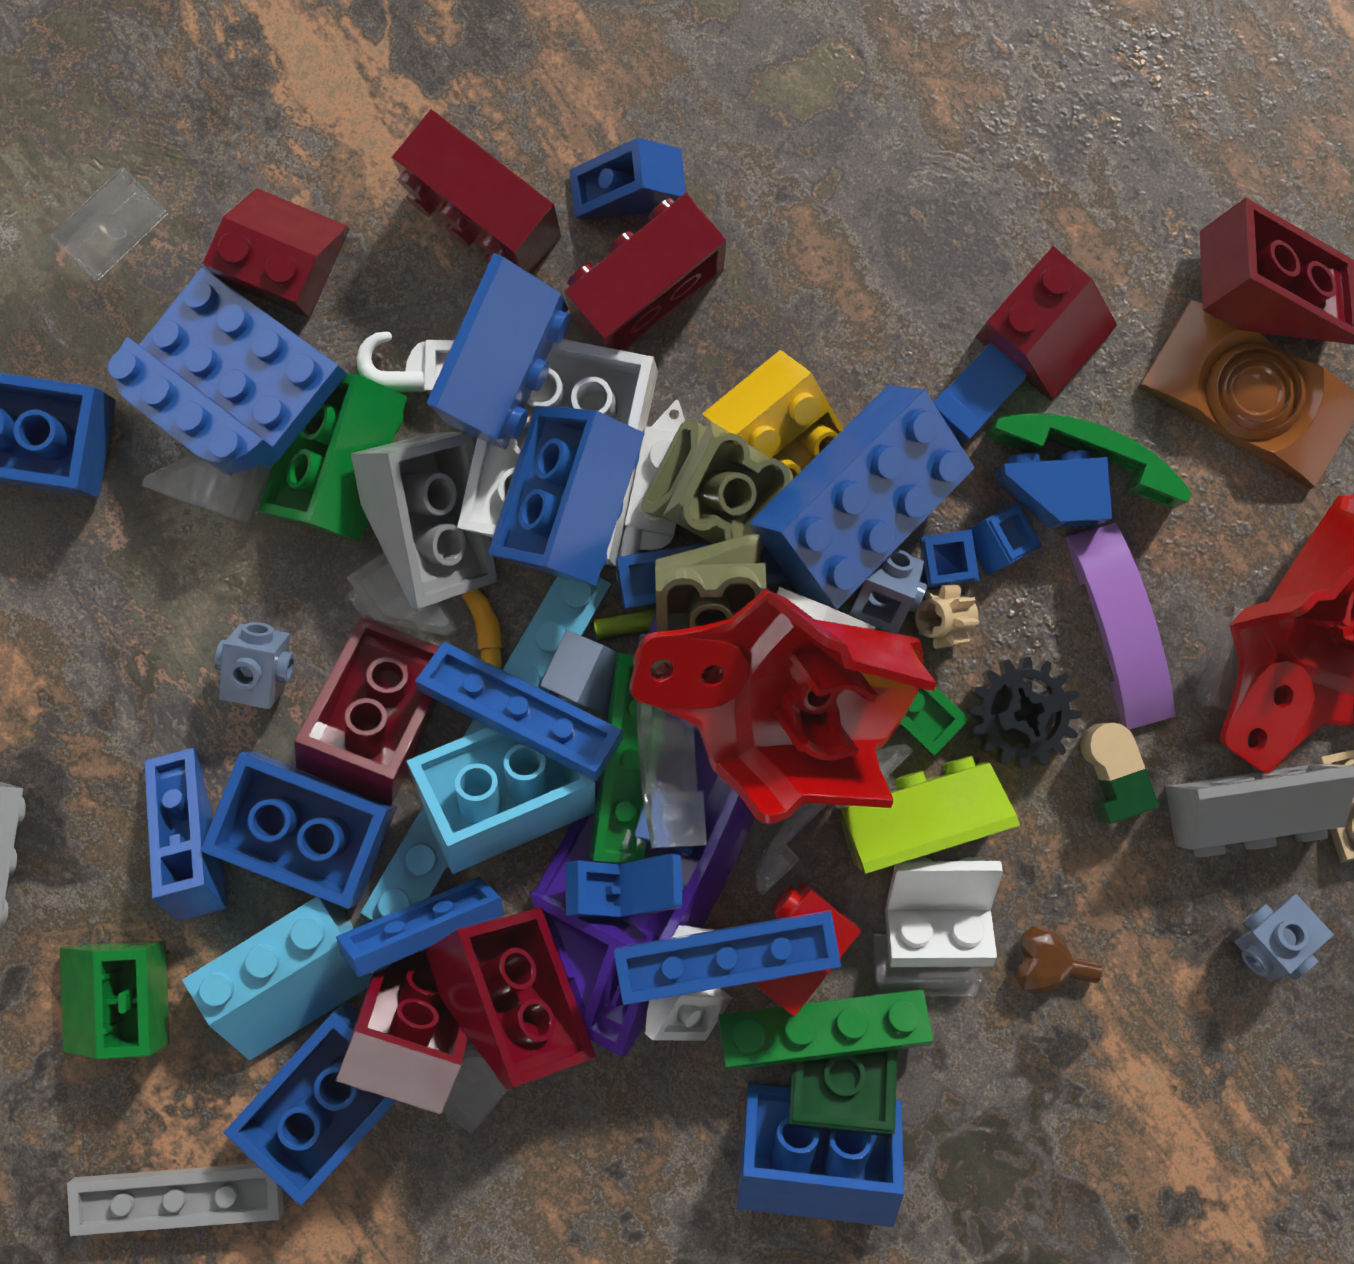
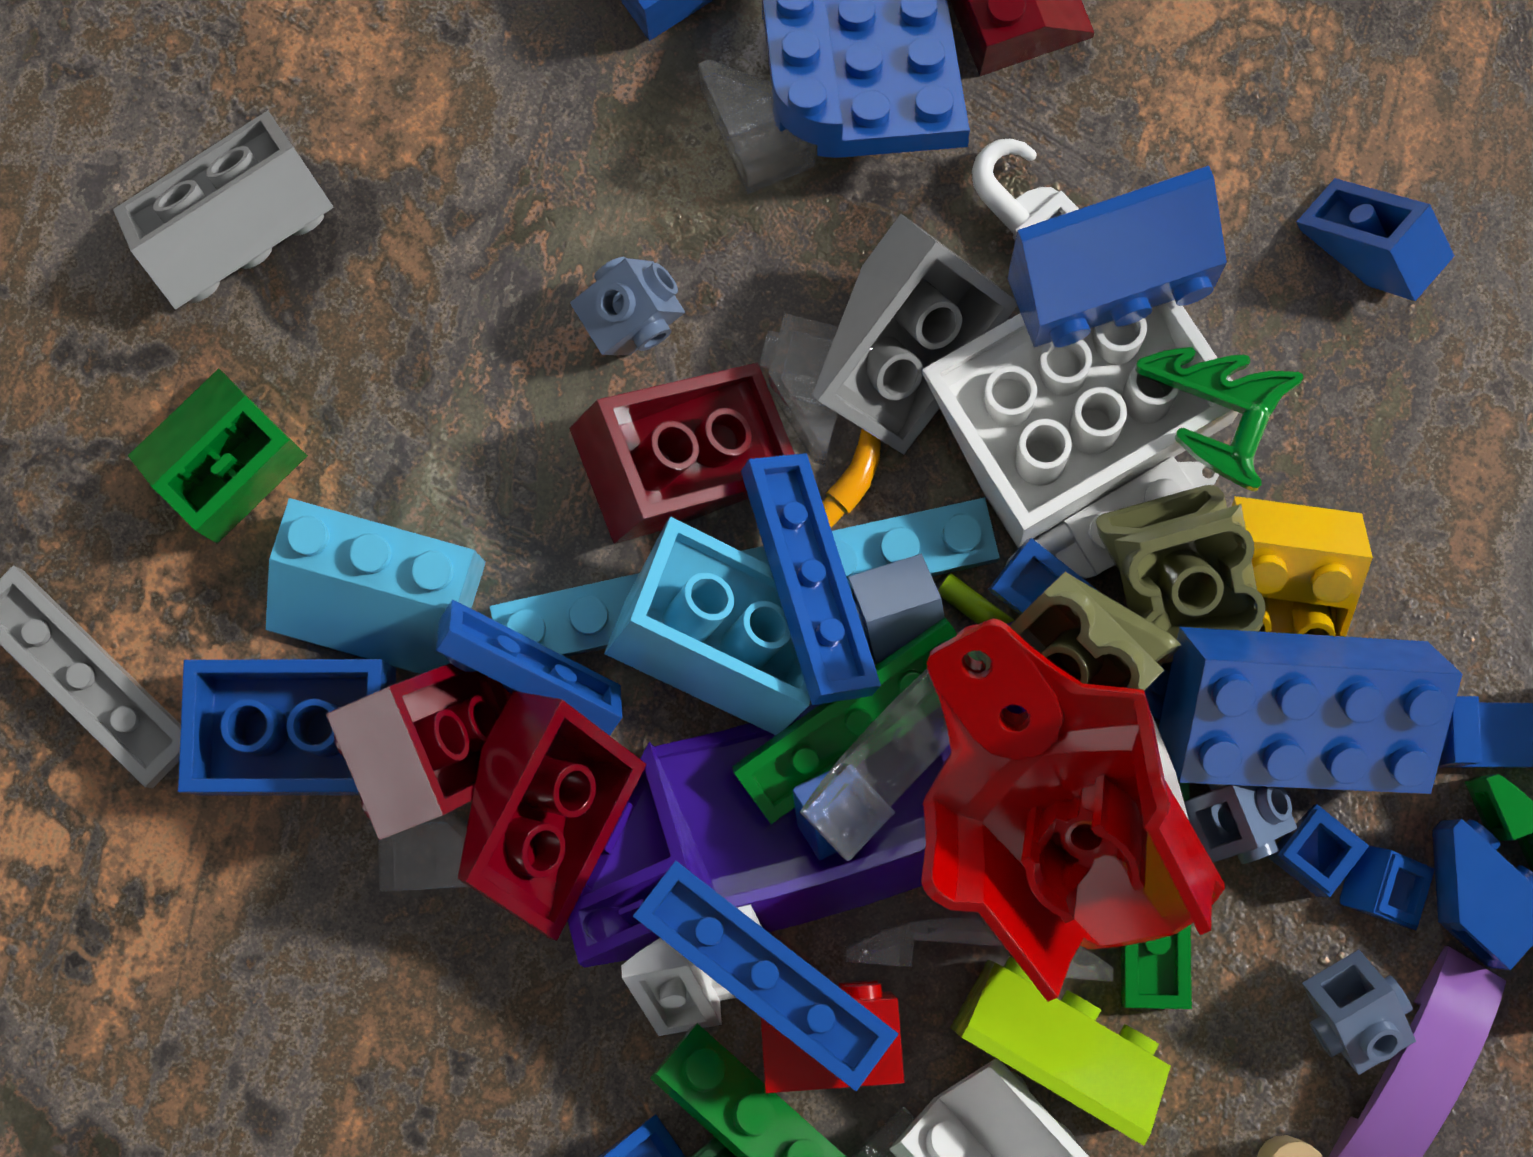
camera: 50 degrees right, 5 degrees down
(178, 820) = (414, 386): blue slope -> none
(298, 829) = (518, 480): blue brick -> none
(316, 474) = (849, 204): green slope -> none
(475, 194) = (1237, 109): dark red brick -> none
(567, 492) = (1051, 435): blue slope -> none
(623, 889) = (732, 826): blue bracket -> none
(646, 274) = (1316, 324): dark red brick -> none
(653, 351) = (1250, 395): none -> green piece
(947, 616) = (1266, 898): tan gear -> none
(1033, 731) = (1235, 1081): black gear -> none
(1057, 625) = (1359, 1012): none -> sand blue brick

